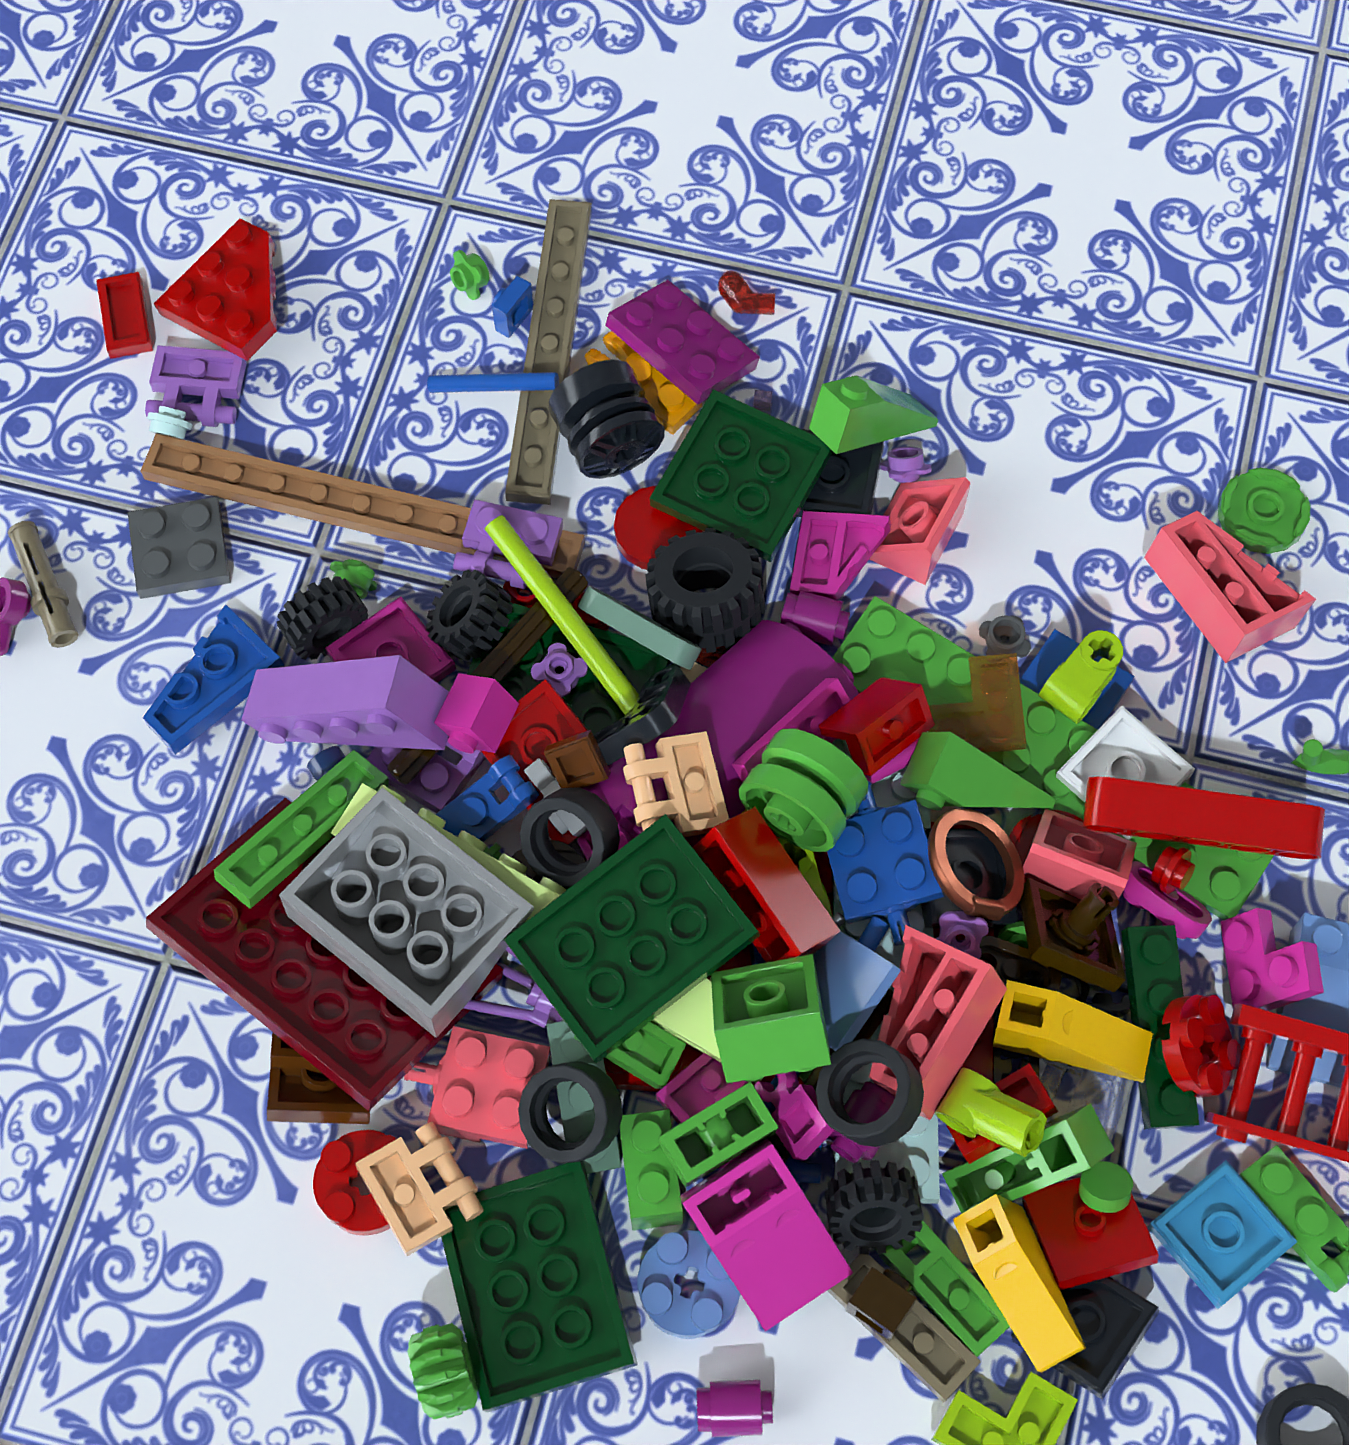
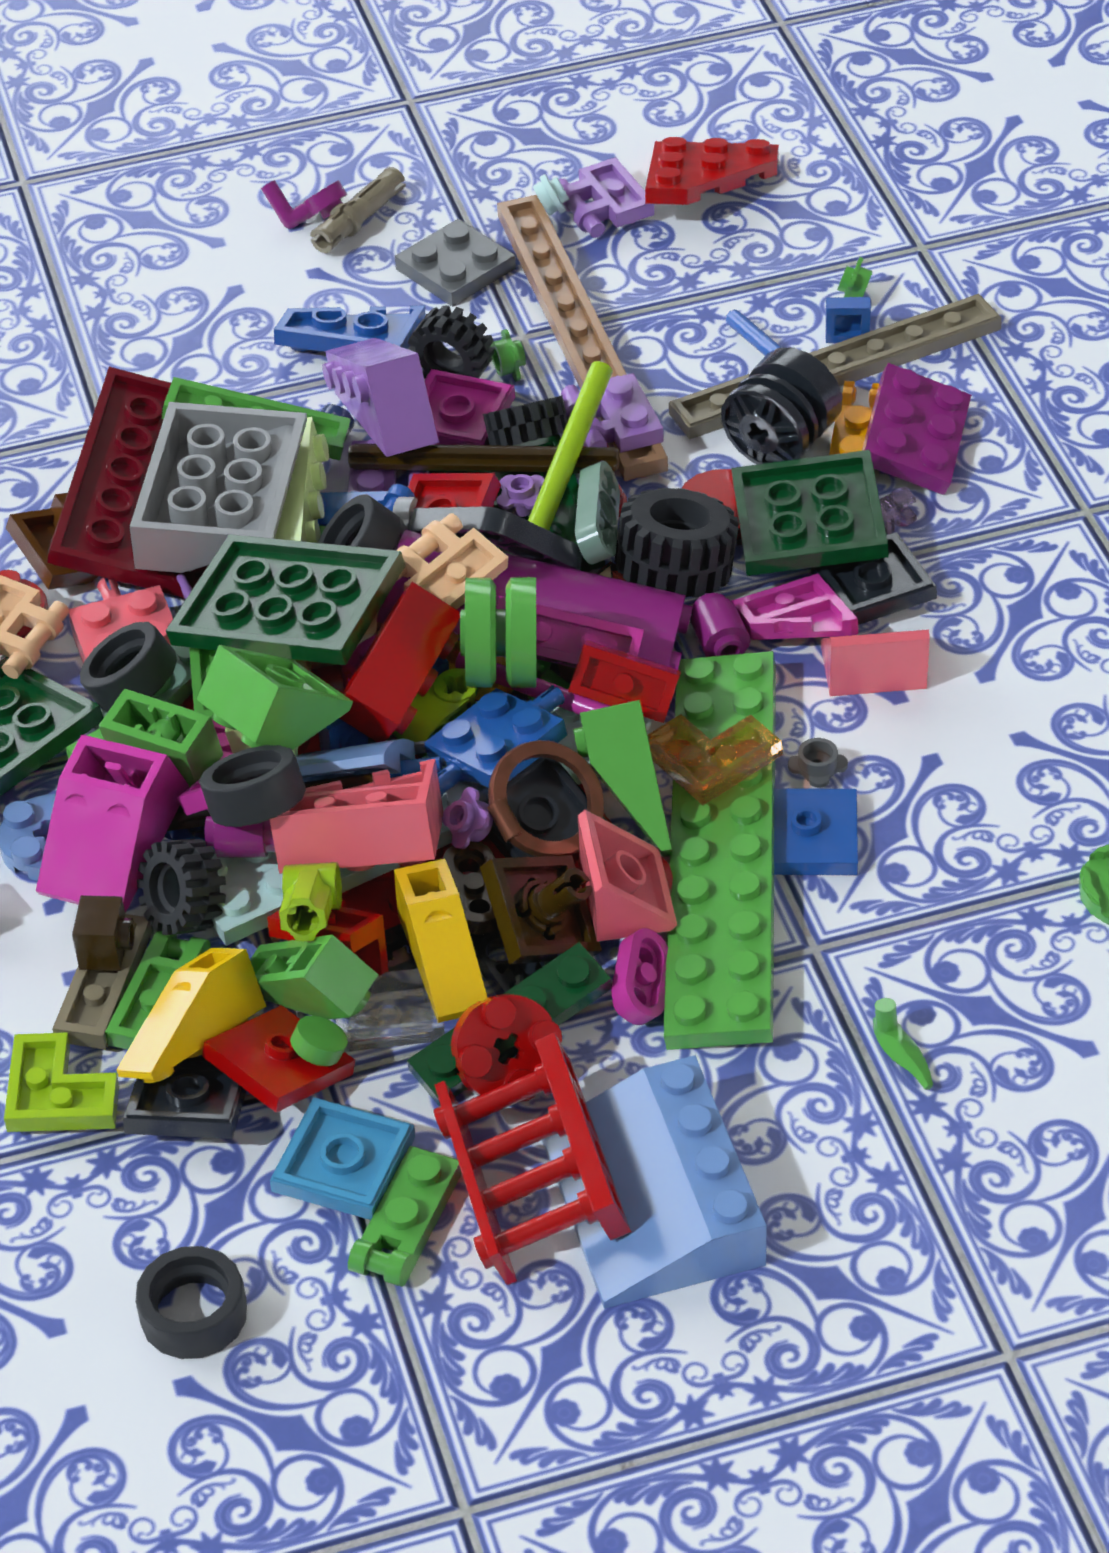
camera: 60 degrees right, 20 degrees down
(124, 315) = (633, 135): red tile -> none
(476, 713) = (427, 450): dark pink brick -> none
(577, 761) = (422, 505): reddish brown tile -> none
(741, 297) = (1001, 446): clear red arm -> none
(864, 412) = (942, 549): bright green slope -> none
(905, 464) = (931, 616): medium lavender plate -> none
(1080, 679) = (804, 806): lime piece -> none
(1124, 751) = (736, 879): white tile -> none
(1173, 869) = (664, 951): red plate -> none
(1204, 818) = (727, 937): red beam -> none
(1223, 588) = (999, 876): coral wedge -> none
(1260, 972) = (628, 1058): dark pink plate -> none

